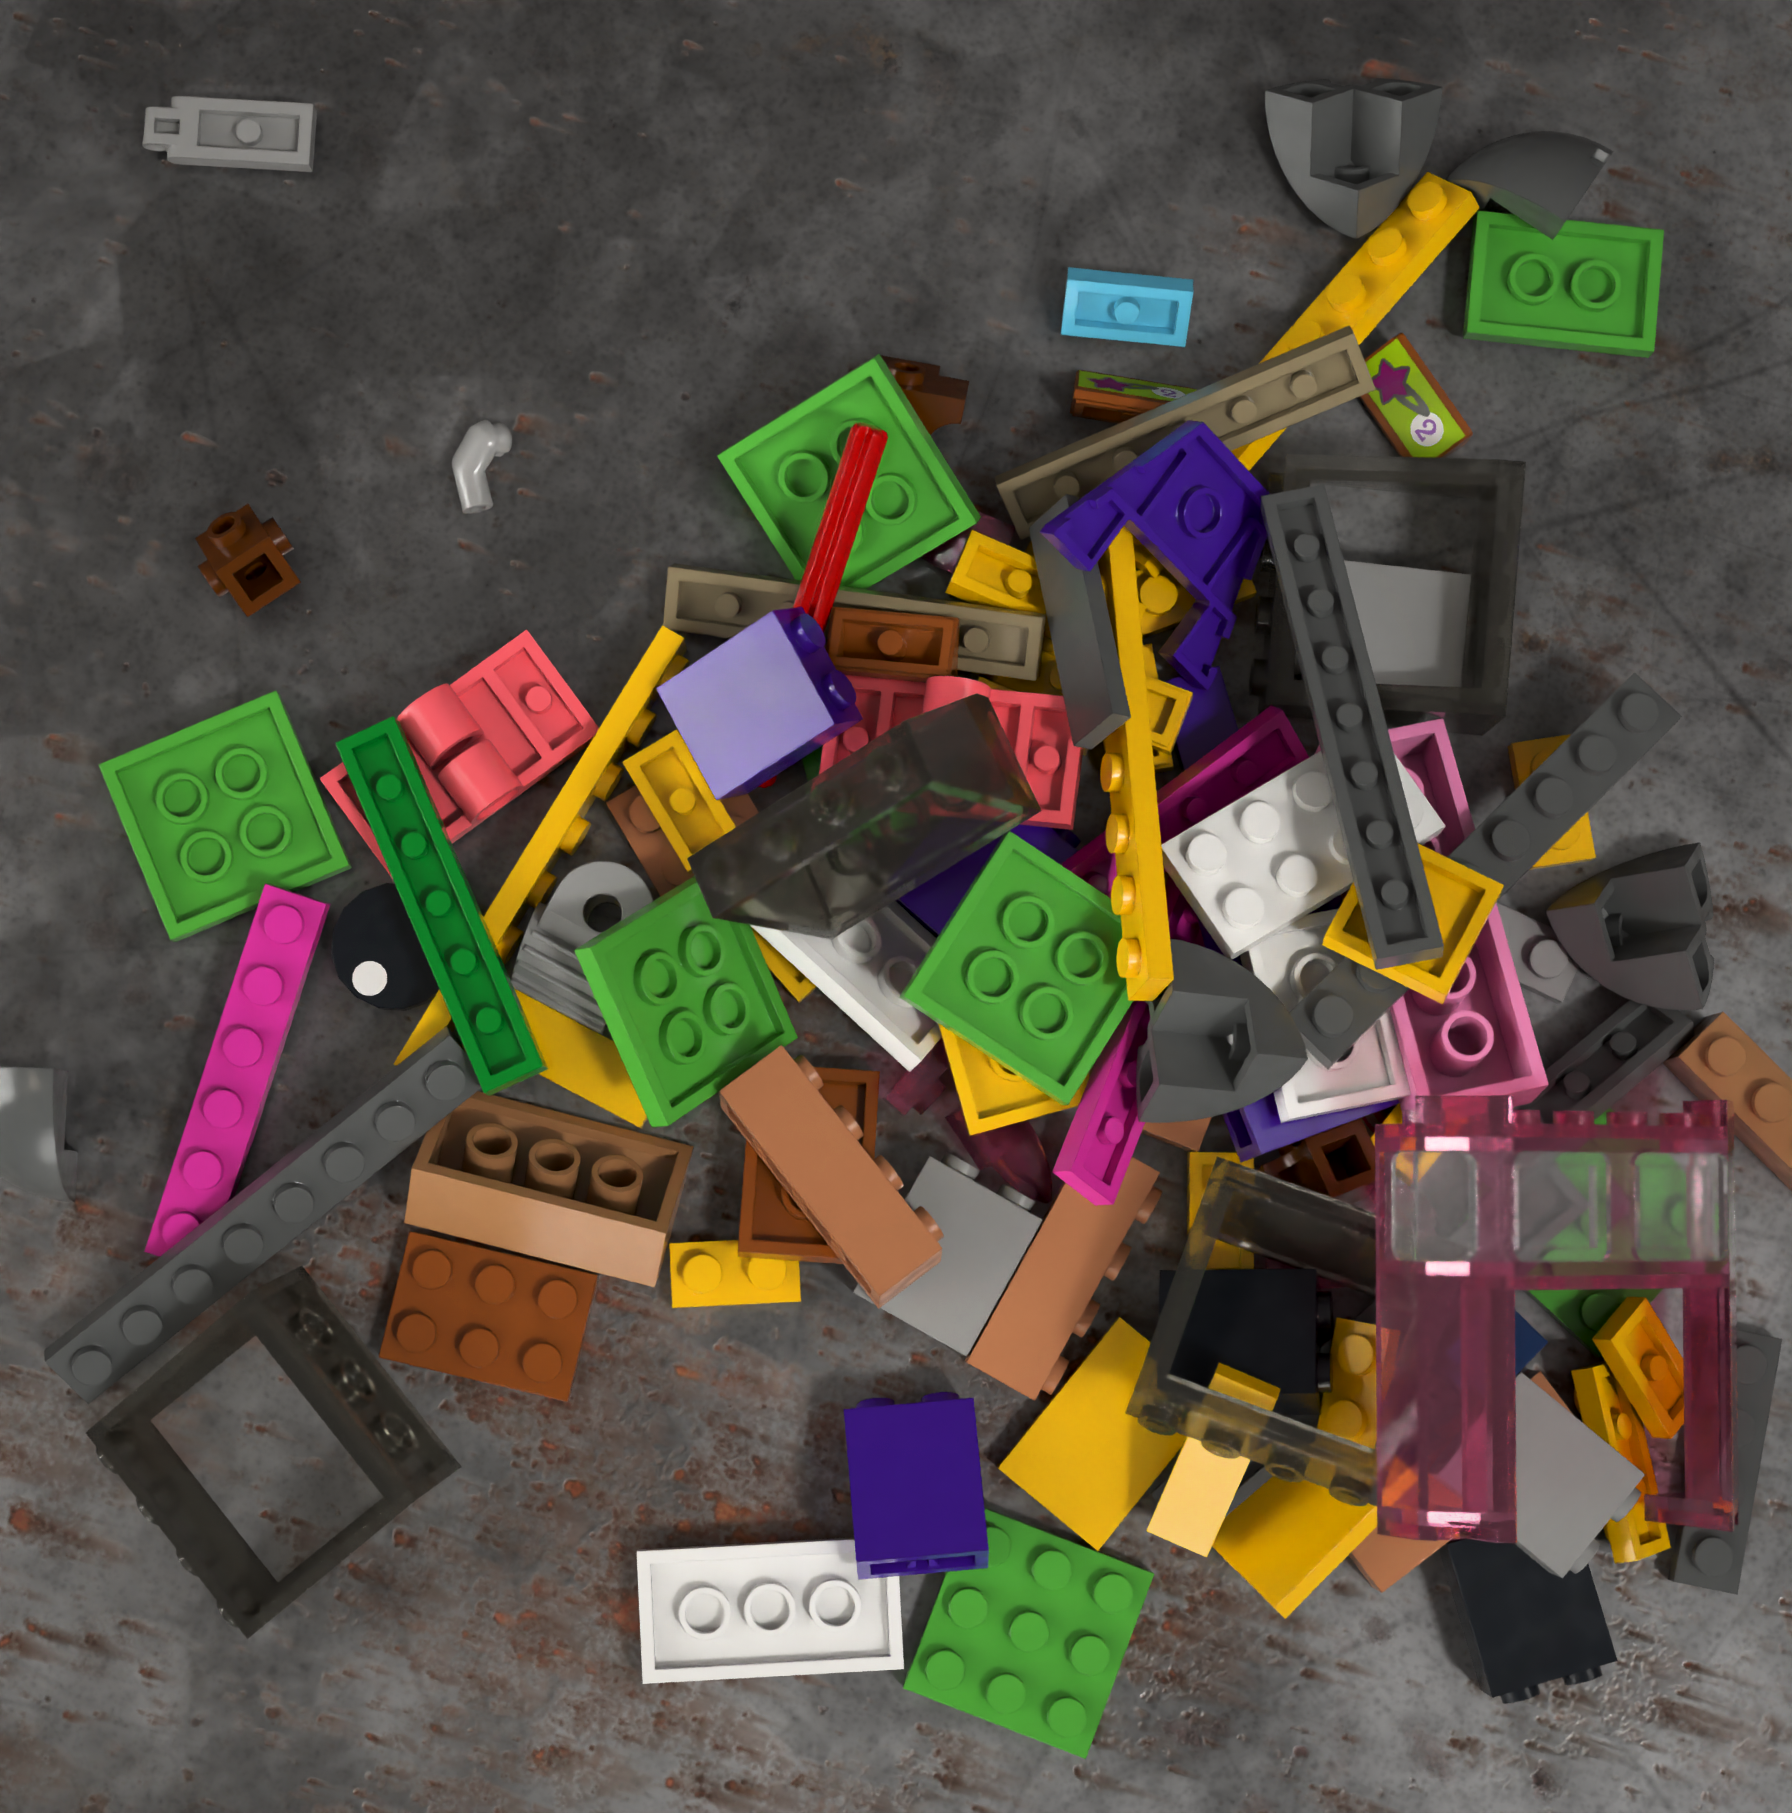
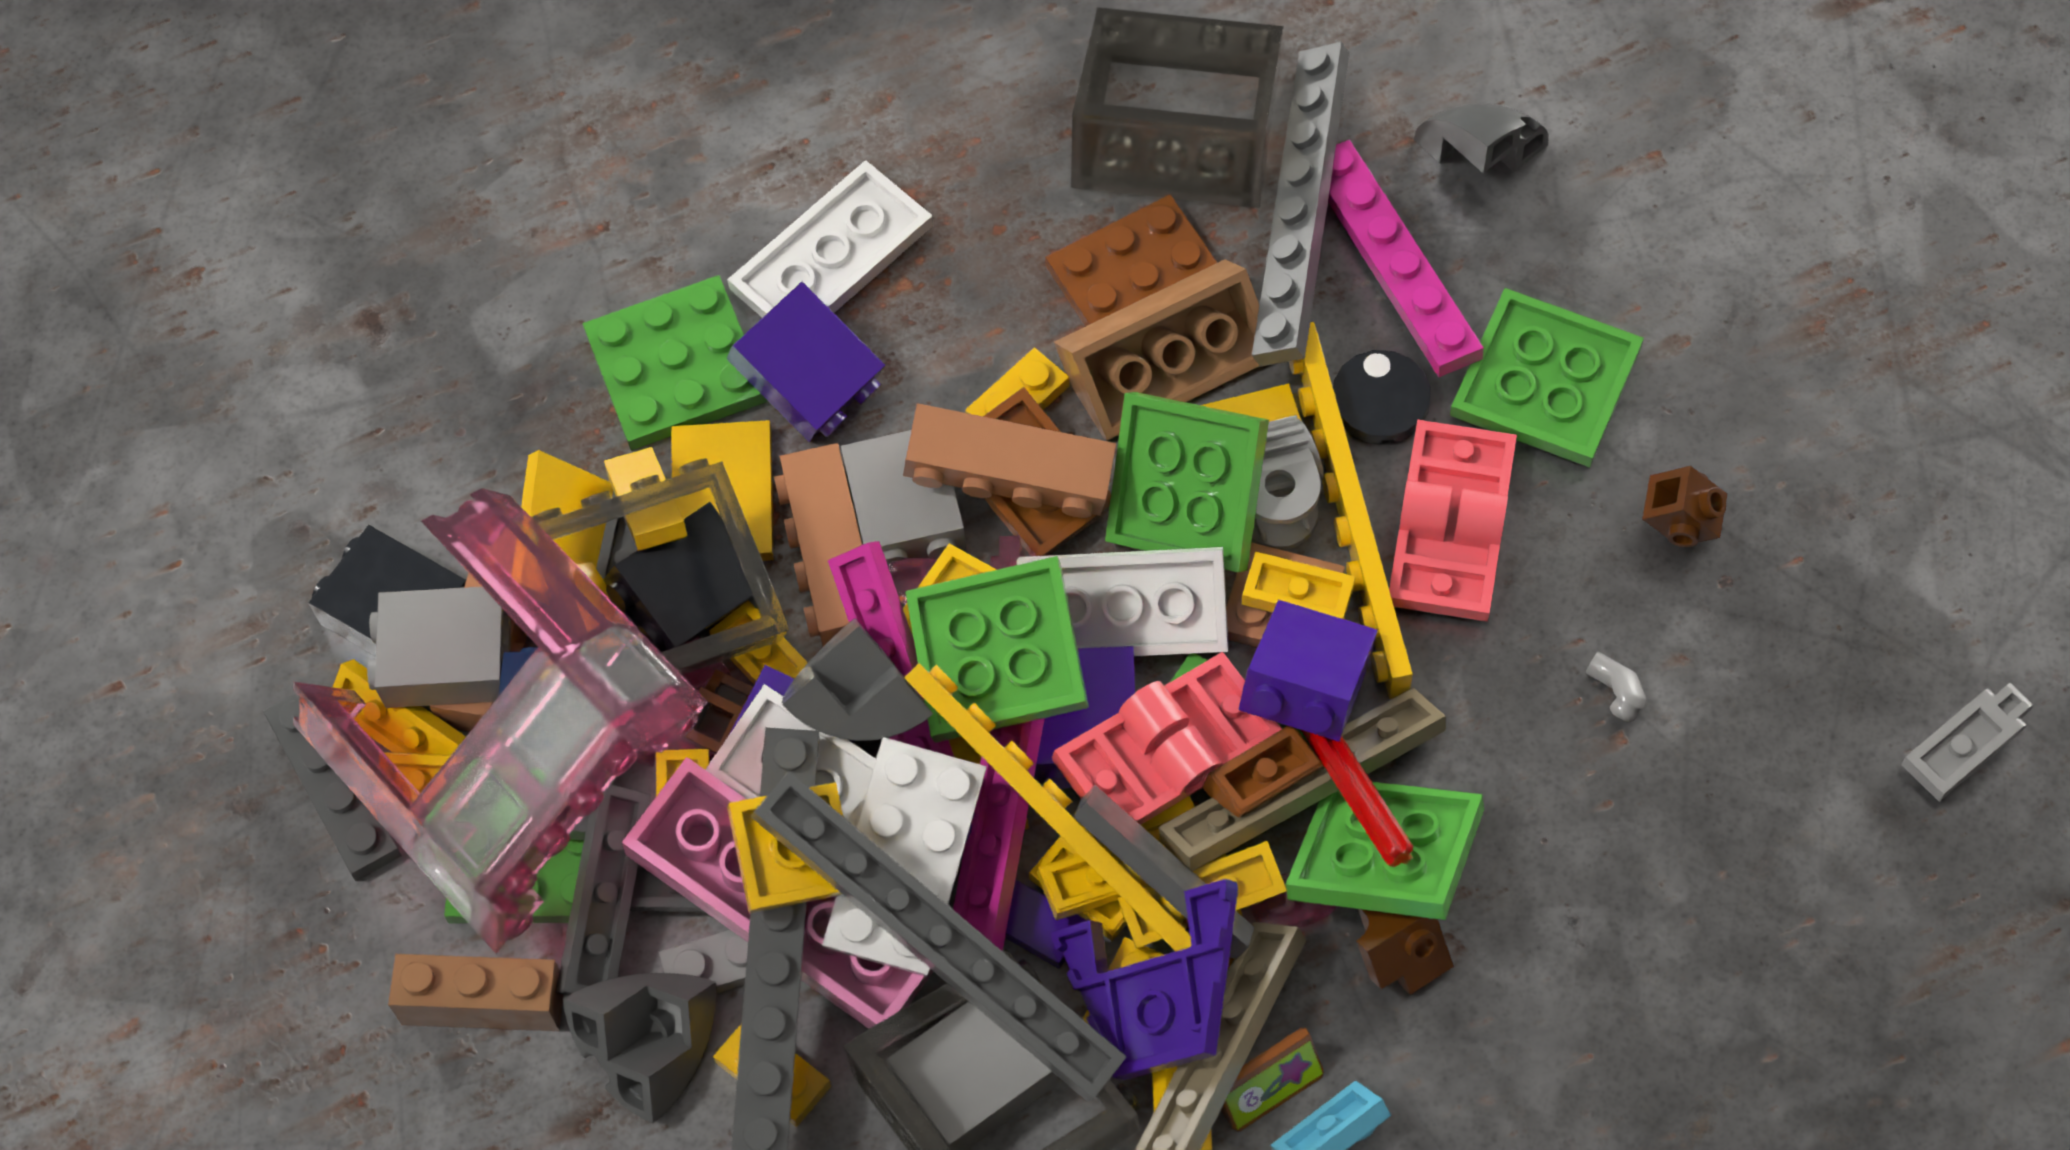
camera: 150 degrees right, 20 degrees down
(441, 906) = (1374, 412): green plate -> none
(871, 825) = (1174, 615): clear smoke windscreen -> none

